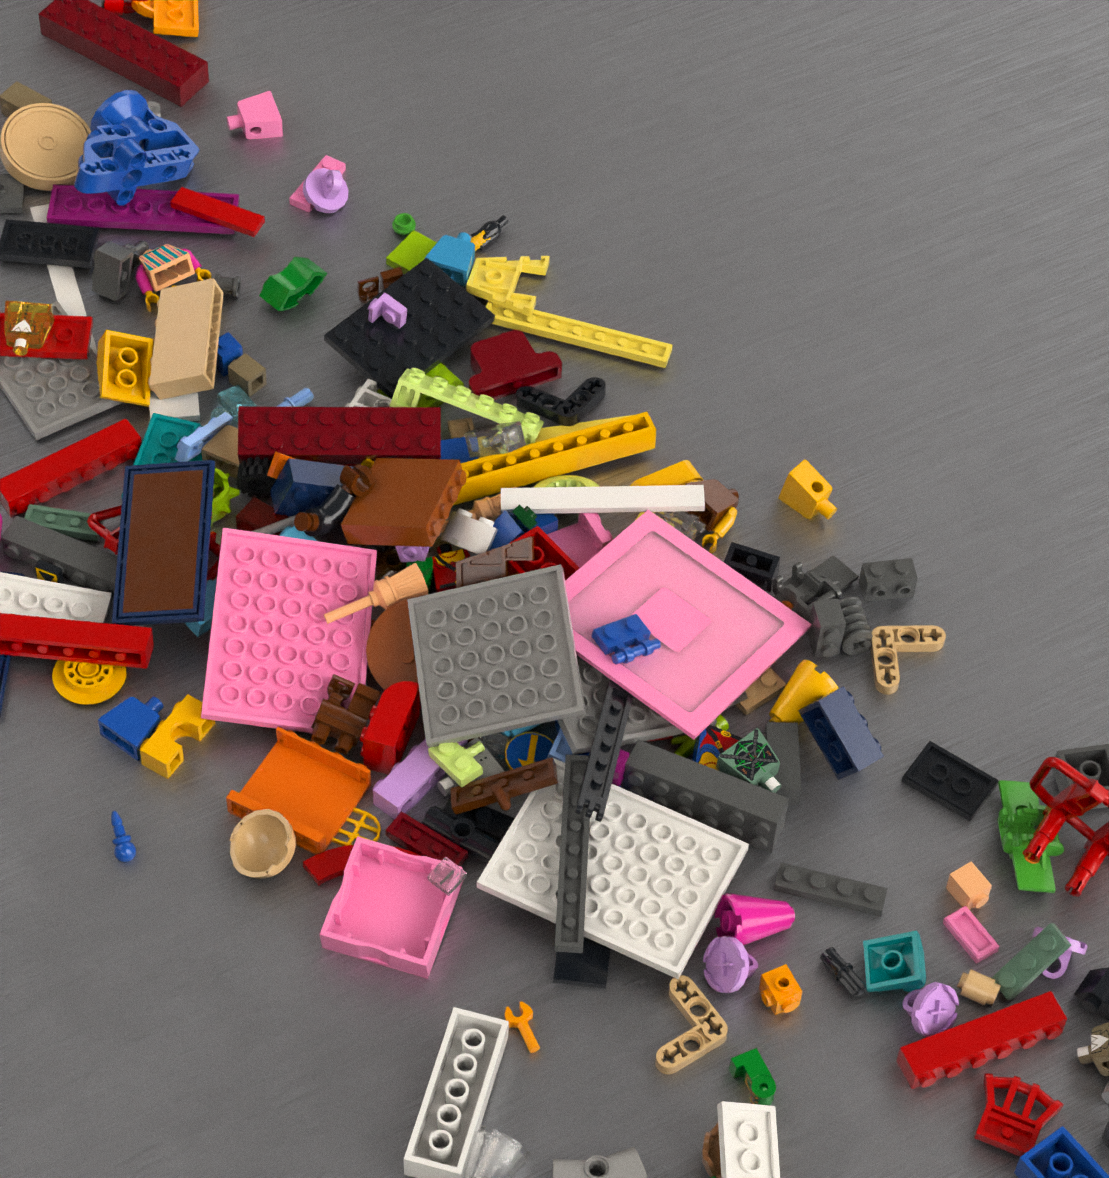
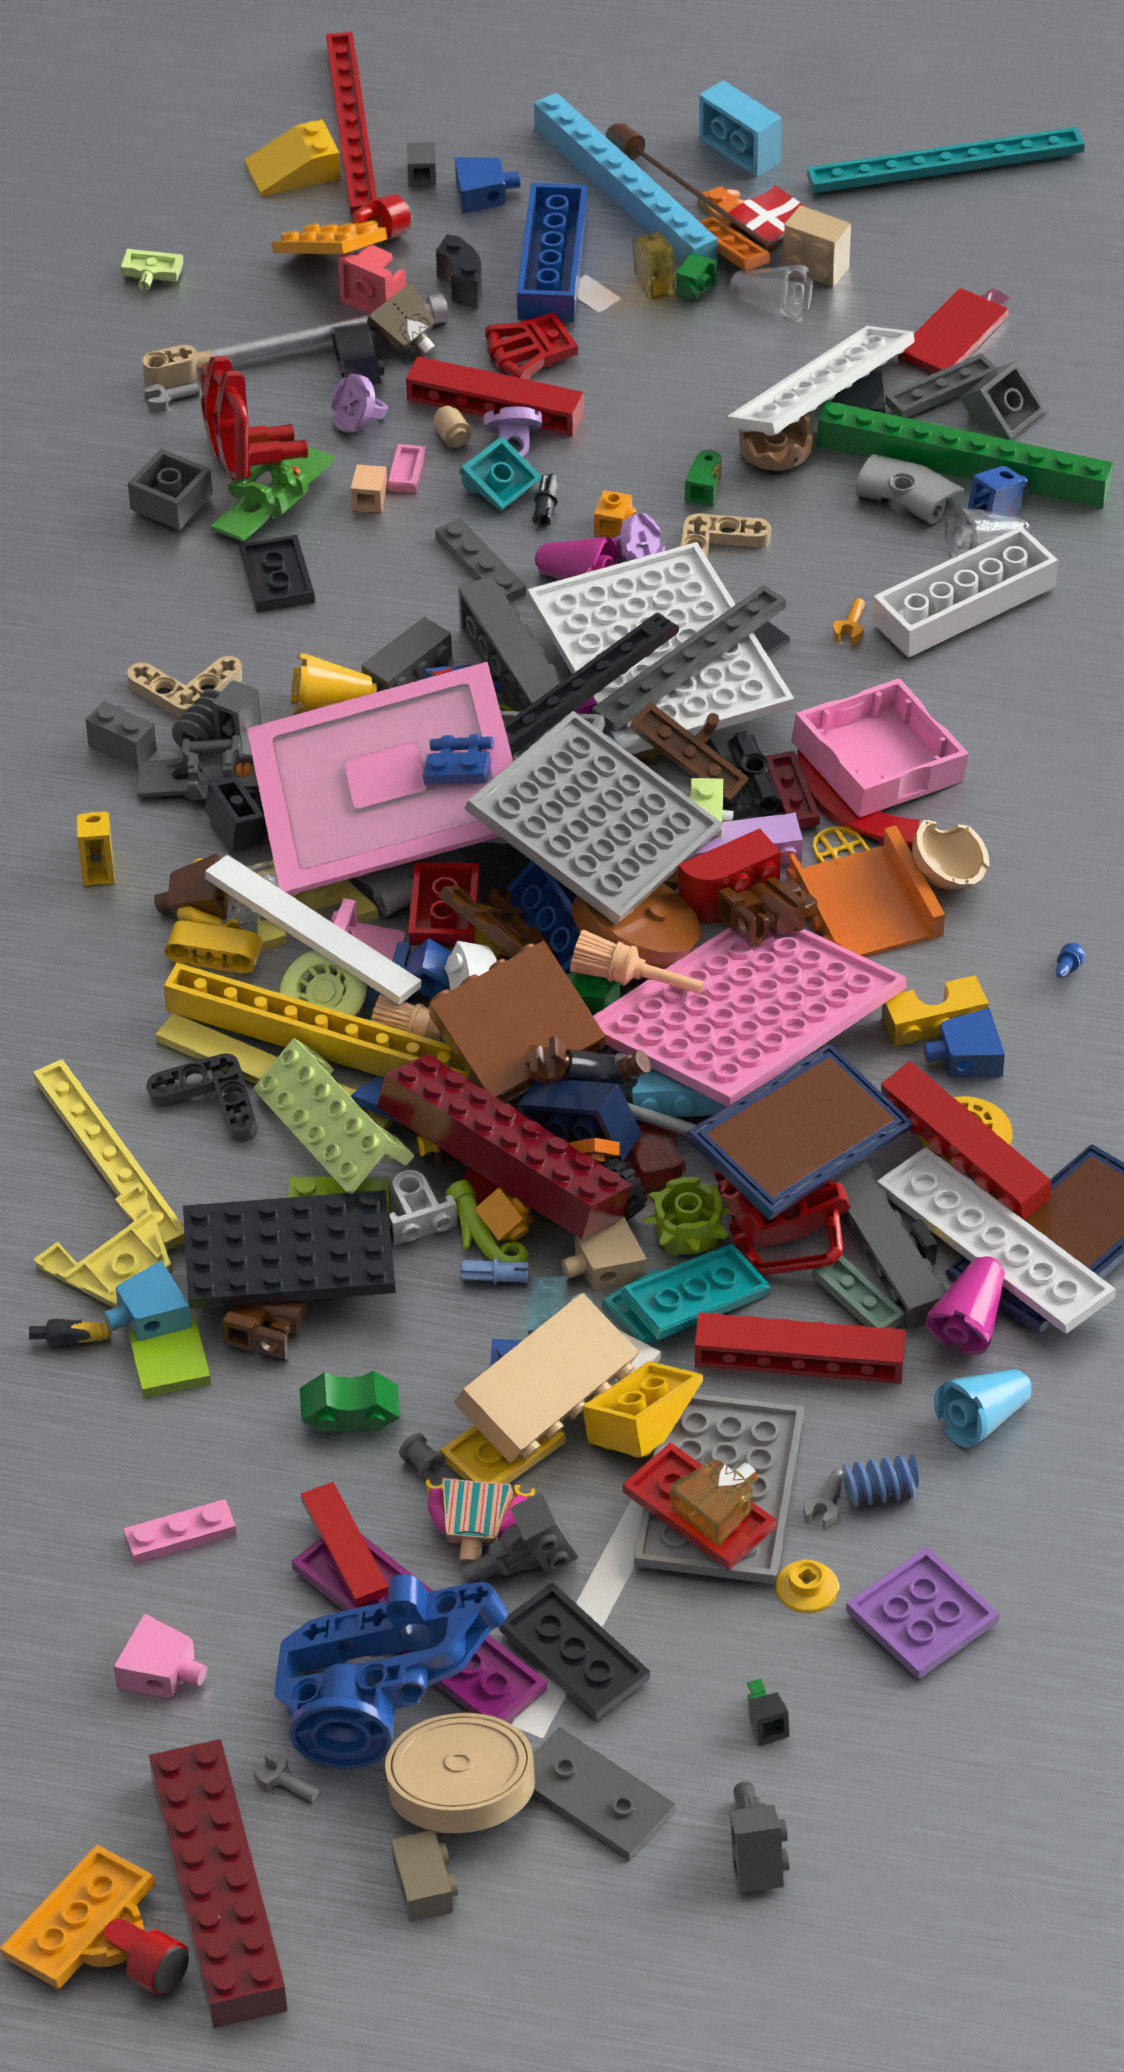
camera: 135 degrees left, 5 degrees down
(192, 445) = (634, 1263): light blue plate -> none
(247, 374) = (508, 1321): dark tan brick -> none
(325, 190) = (187, 1489): lavender tile -> none
(389, 308) = (310, 1247): lavender bracket -> none
(403, 224) = (143, 1406): bright green plate -> none
(447, 876) = (818, 710): clear tile -> none
(495, 439) = (345, 1053): clear brick -> none
(508, 363) = (228, 1160): dark red brick -> none
(525, 516) = (410, 948): dark green plate -> none
(751, 761) = (449, 642): torso -> none
(841, 733) = (342, 617): dark blue brick -> none
(1031, 961) = (397, 398): sand green plate -> none

